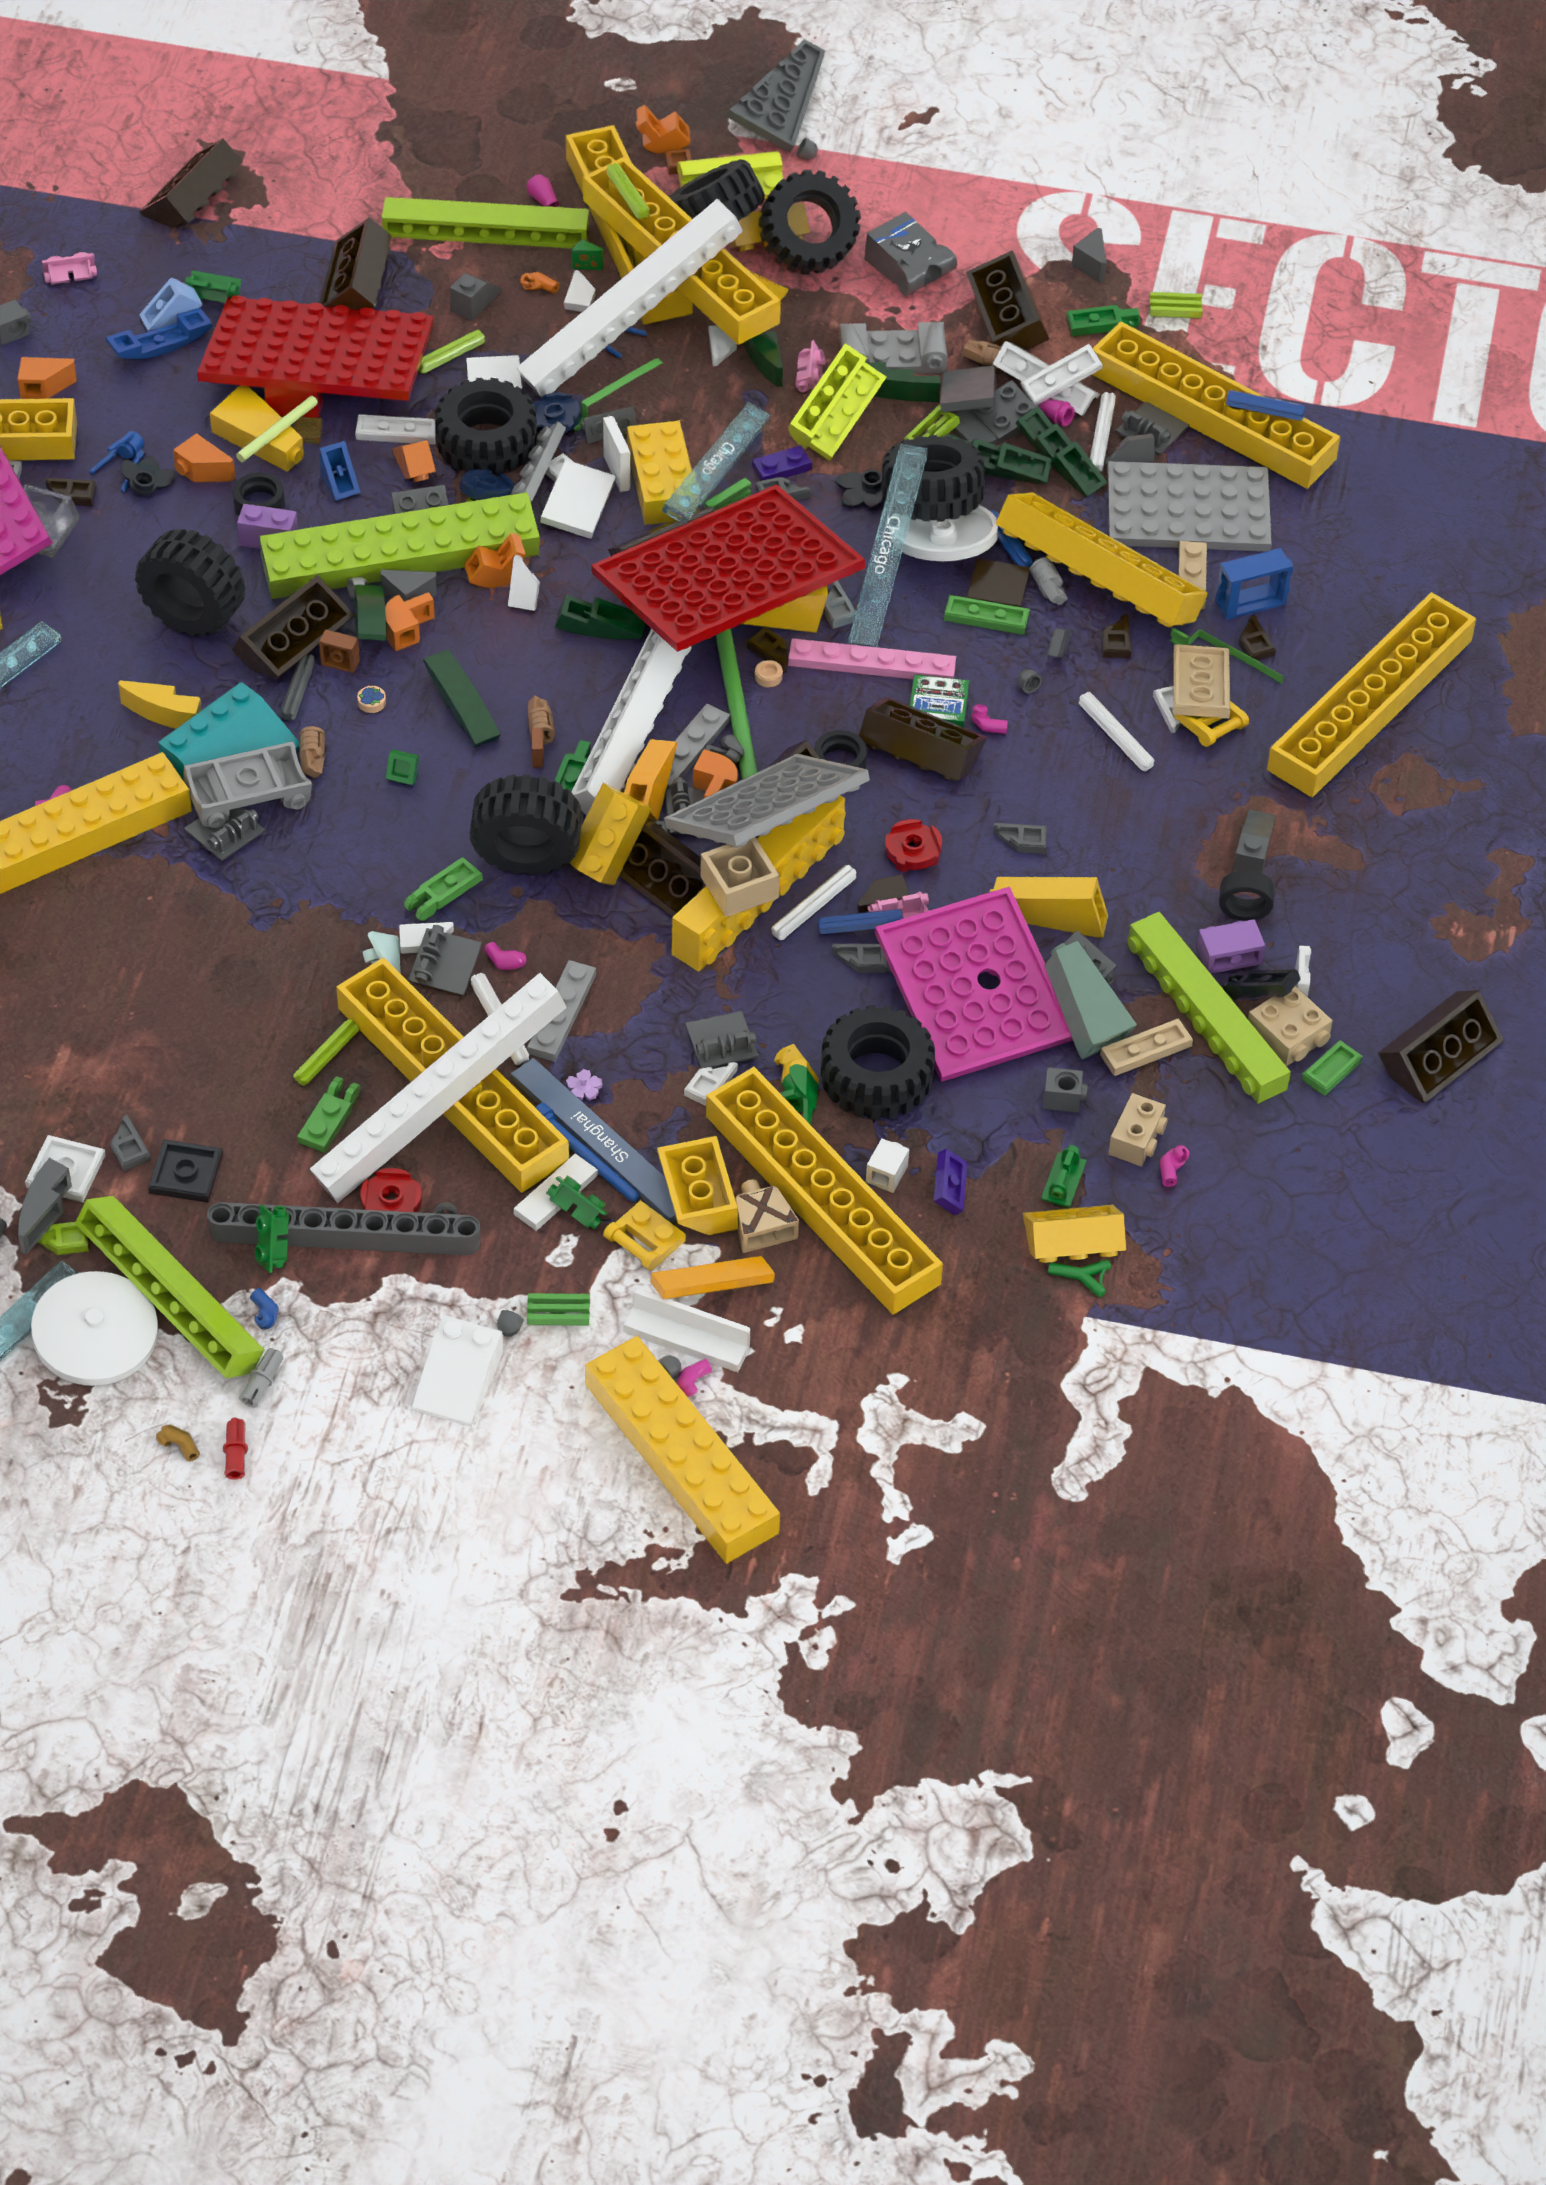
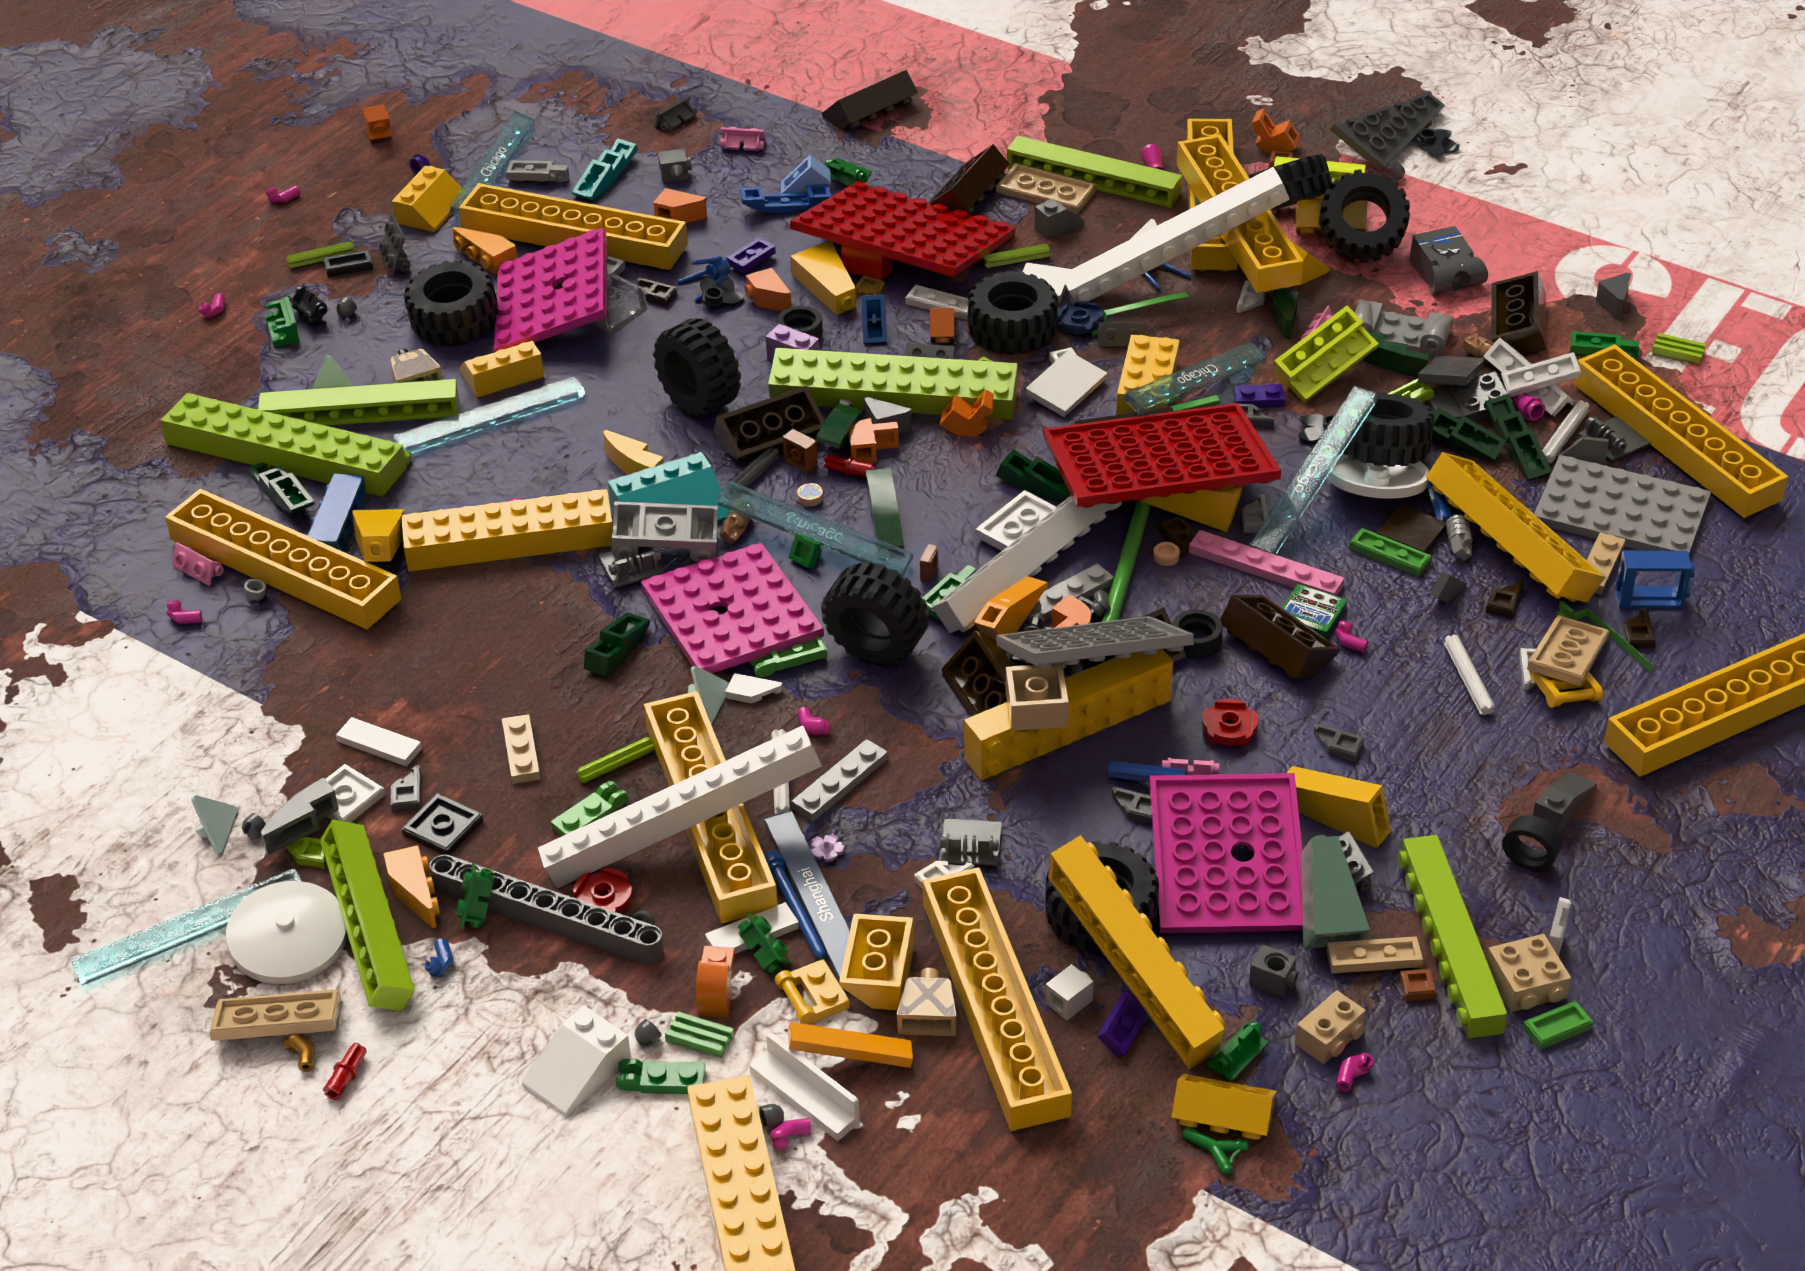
camera: 25 degrees right, 10 degrees down
(67, 1100) = (379, 741): none -> white tile
(135, 1414) = (275, 1015): none -> tan tile
(158, 419) = (751, 255): none -> dark purple plate
(190, 1240) = (410, 885): none -> slope
(221, 1067) = (520, 749): none -> tan plate
(259, 925) = (615, 644): none -> dark green slope
(261, 1377) = (403, 1015): light grey axle -> none
(277, 428) = (837, 276): yellowish green bar -> none
(394, 846) = (761, 605): none -> dark pink plate
(396, 655) = (847, 466): none -> red axle
(410, 739) = (829, 533): none -> clear light blue tile
(440, 255) = (1040, 186): none -> tan tile
(445, 961) = (756, 711): dark grey hinge -> none
(483, 485) = (990, 352): dark blue tile -> none
(523, 586) = (981, 436): white tile -> none
(538, 281) = (1116, 220): orange arm -> none
(539, 460) = (1048, 345): light grey plate -> none
(541, 717) = (945, 540): medium nougat hinge -> none
(544, 1361) = (659, 1076): none -> green hinge
(553, 1253) = (714, 981): none -> orange brick
(587, 256) = (1164, 209): green slope -> none
(602, 676) = (1013, 520): none -> white plate
(609, 834) = (949, 644): yellow slope -> none
(616, 453) = (1113, 353): white tile -> none
(628, 191) = (1209, 157): lime axle -> none
(798, 1081) = (1020, 898): green animal -> none
(813, 902) = (1114, 748): white axle -> none
(834, 99) = (1436, 141): none -> black plate
(883, 889) = (1184, 751): dark brown tile -> none
(945, 1110) = (1136, 952): none -> yellow brick
(1029, 680) = (1406, 612): dark grey hinge -> none
(1195, 1065) = (1417, 985): none -> dark orange tile
(1230, 946) = (1496, 883): medium lavender brick -> none
(1260, 983) = (1511, 924): black hinge -> none
(1265, 405) = (1724, 435): blue axle -> none
(1442, 1045) = (1680, 1033): dark brown slope -> none

